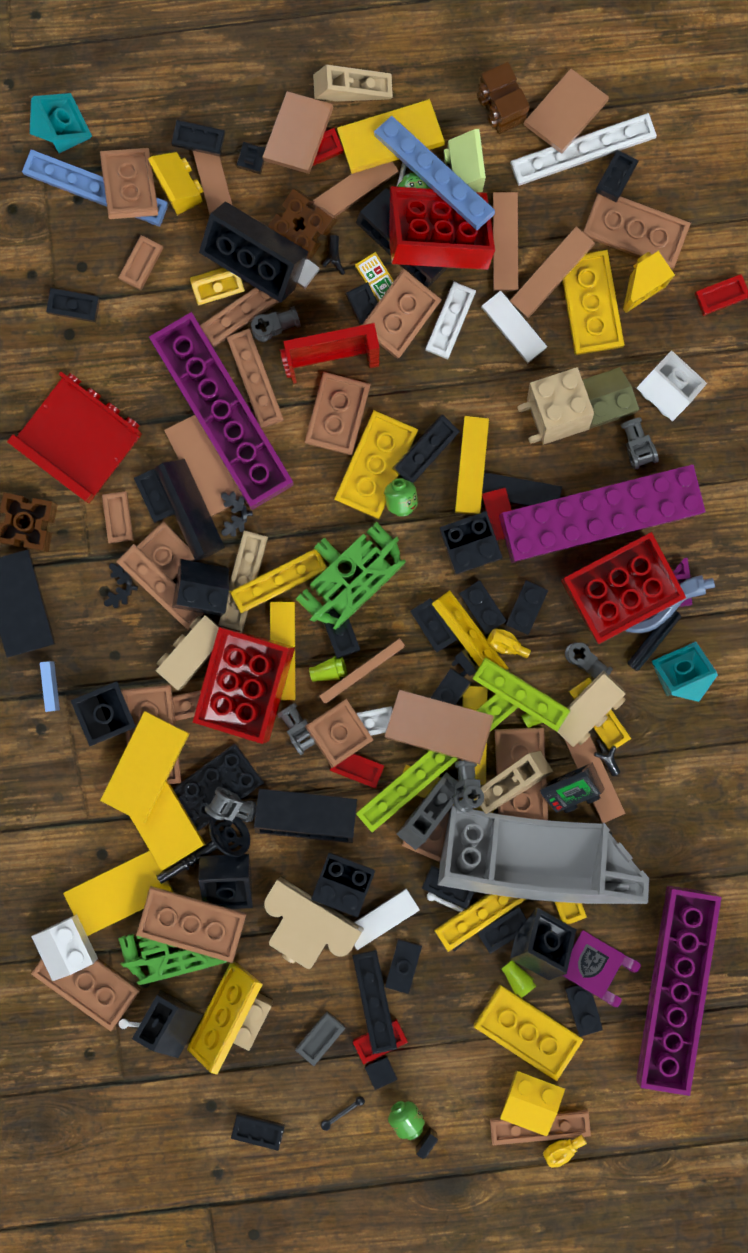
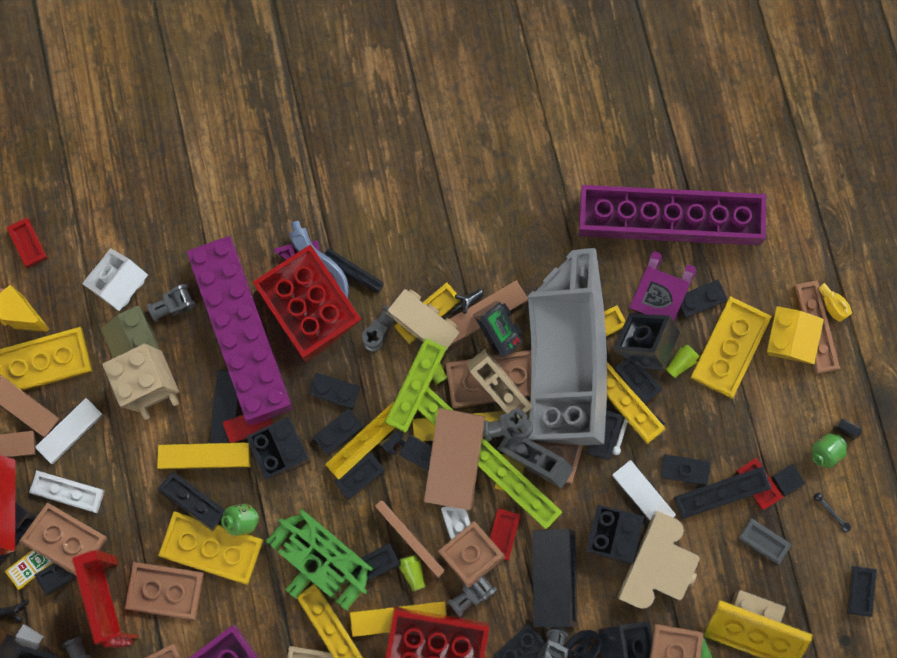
camera: 90 degrees left, 10 degrees down
(506, 643) = (370, 405): yellow piece -> none
(685, 672) = (380, 239): teal slope -> none

